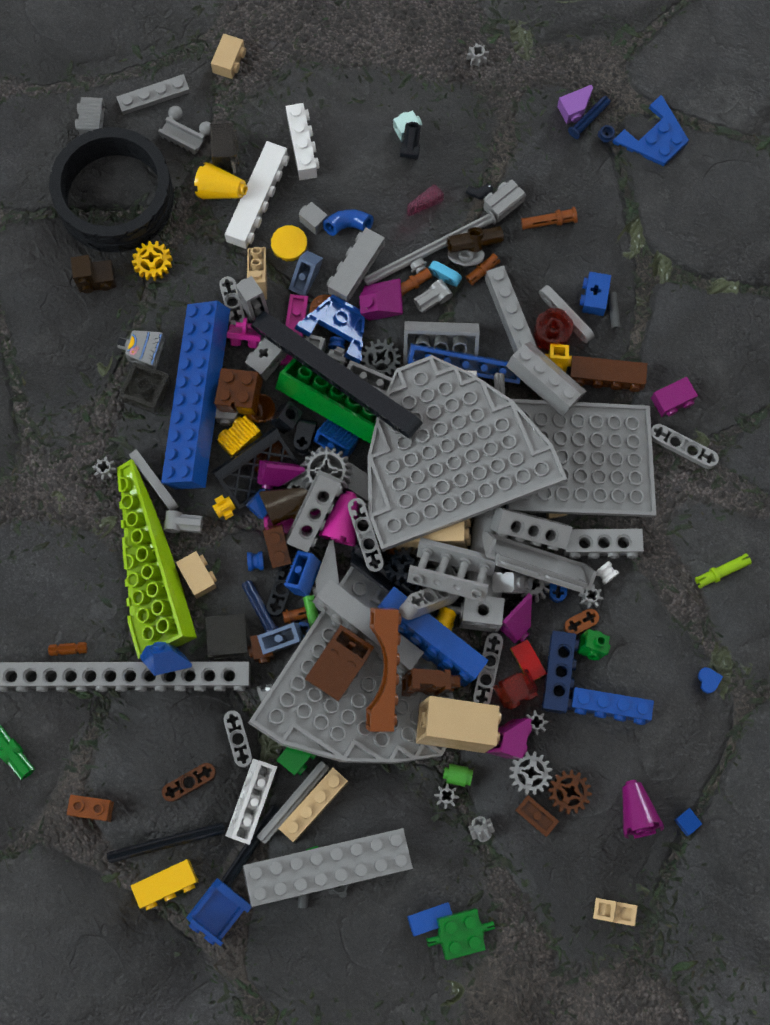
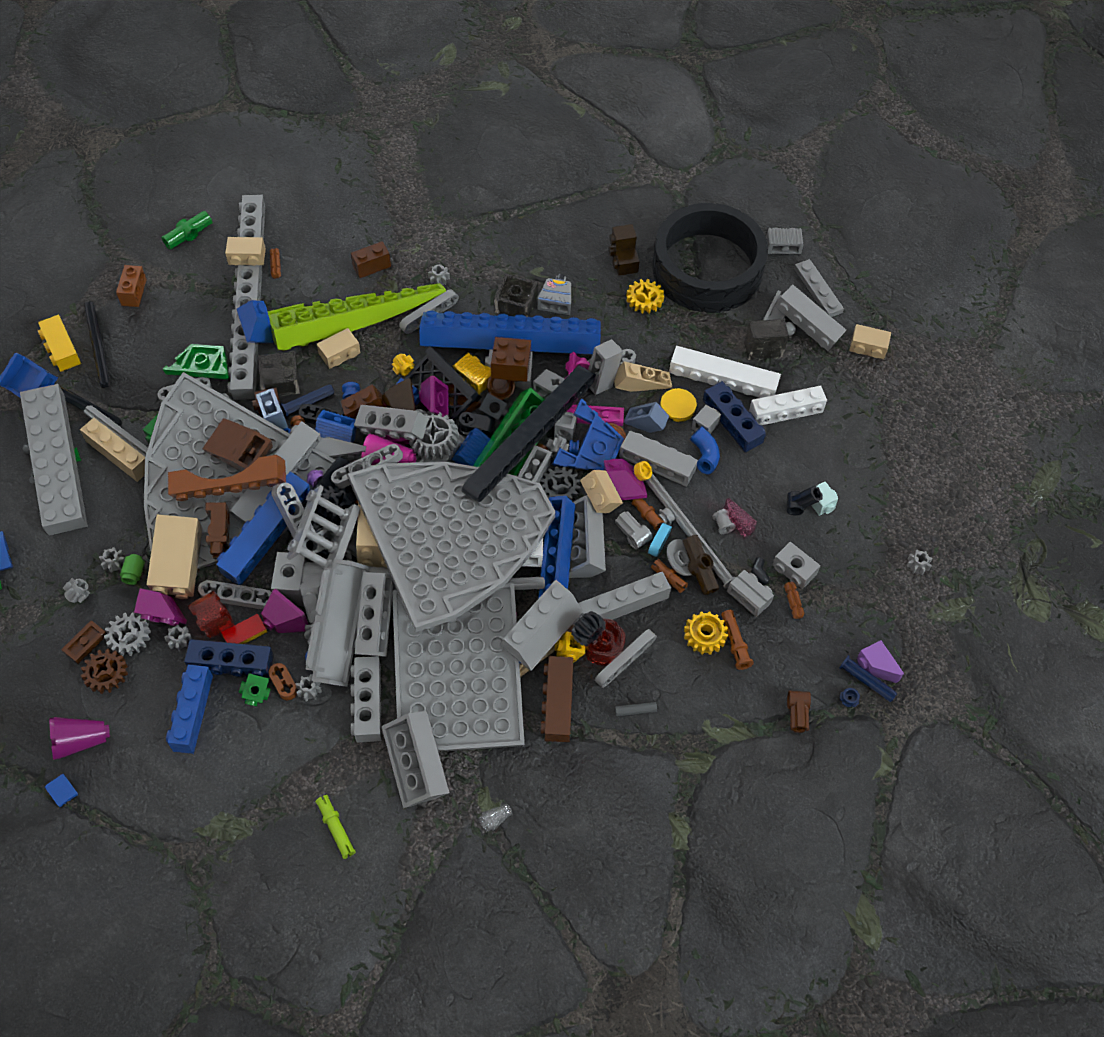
camera: 85 degrees right, 15 degrees down
(63, 674) = (245, 251): none -> tan brick
(76, 541) = (370, 259): none -> reddish brown brick
(177, 521) = (389, 332): light grey piece -> none
(178, 794) = (148, 363): reddish brown beam -> none
(200, 104) = (810, 317): none -> light grey brick
(204, 721) = (200, 361): none -> green wing
(218, 184) = (728, 333): yellow cone -> none
(251, 801) = (122, 398): white brick -> none
(319, 193) = (746, 438): none -> dark blue brick
(370, 589) = (314, 476): none -> medium lavender plate
(372, 279) = (643, 470): none -> yellow tile
(399, 317) = (601, 491): none -> tan brick
(427, 215) = (723, 521): none -> light grey bush
(446, 617) = (278, 544): yellow piece -> none
(480, 149) = (790, 556): none -> light grey brick
(508, 166) = (794, 600): none -> dark orange axle
(546, 234) = (709, 623): none -> yellow gear
(554, 334) = (588, 628): none -> black gear
(596, 303) = (643, 692): blue brick -> none
(607, 572) = (334, 703): white wheel -> none
(614, 175) = (799, 706): none -> reddish brown piece
(661, 141) = (853, 759): blue wing -> none
(666, 498) = (415, 759): none -> light grey slope
(674, 397) = (536, 771): magenta brick -> none
(685, 442) = (477, 783): light grey beam -> none
(709, 679) = (213, 813): blue tile -> none
(715, 435) = (494, 817): none -> clear cone

